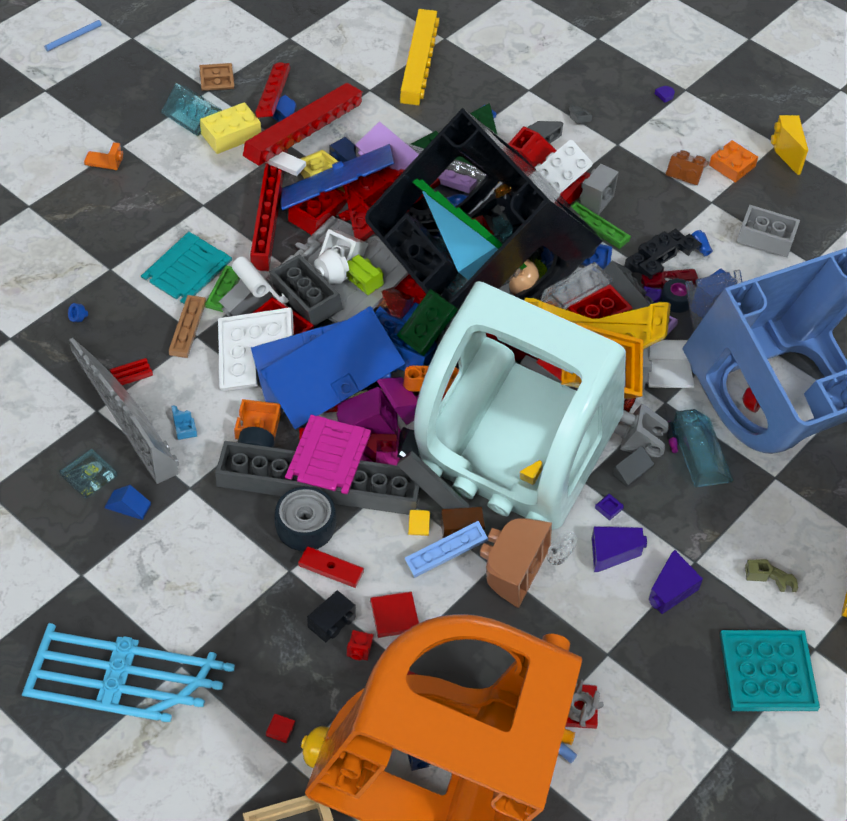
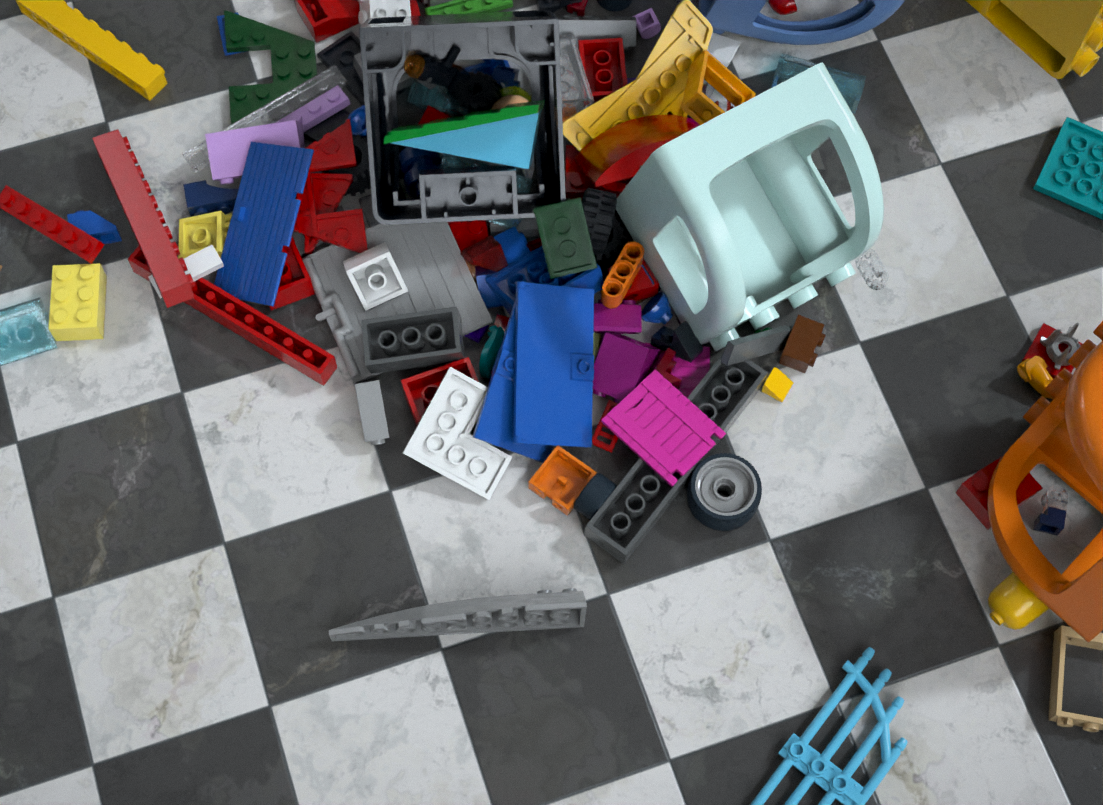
camera: 60 degrees left, 15 degrees up
(77, 312) = (281, 610): blue tile -> none
(88, 473) = (533, 695): clear light blue tile -> none
(109, 161) = (34, 471): orange bracket -> none
(128, 502) = (598, 669): blue slope -> none
(130, 369) = (409, 565): red tile -> none
(184, 423) = (517, 561): dark azure slope -> none
(187, 267) = (278, 454): teal door -> none
(187, 326) = (374, 493): medium nougat plate -> none
(224, 284) = (335, 428): bright green tile -> none
(254, 280) = (377, 386): white door -> none
(280, 728) = (960, 636): red tile -> none
(321, 563) = (801, 487): red tile -> none
(331, 616) = (855, 524): black brick -> none
(332, 266) = (400, 295): white cone -> none
(360, 645) = (898, 514): red bracket -> none
(364, 274) = (427, 269): lime brick -> none
(393, 614) = (876, 463): red tile -> none
(446, 549) = (830, 374): light blue plate -> none
(516, 557) = (877, 314): nougat hips -> none
(532, 472) = (783, 244): yellow slope -> none
(609, 507) = (844, 199): dark purple tile -> none
(616, 545) = (900, 221): dark purple slope -> none
(653, 293) = (597, 9): dark purple tile -> none
(674, 583) = (963, 194): dark purple slope -> none
(782, 578) = (1000, 102): olive piece -> none

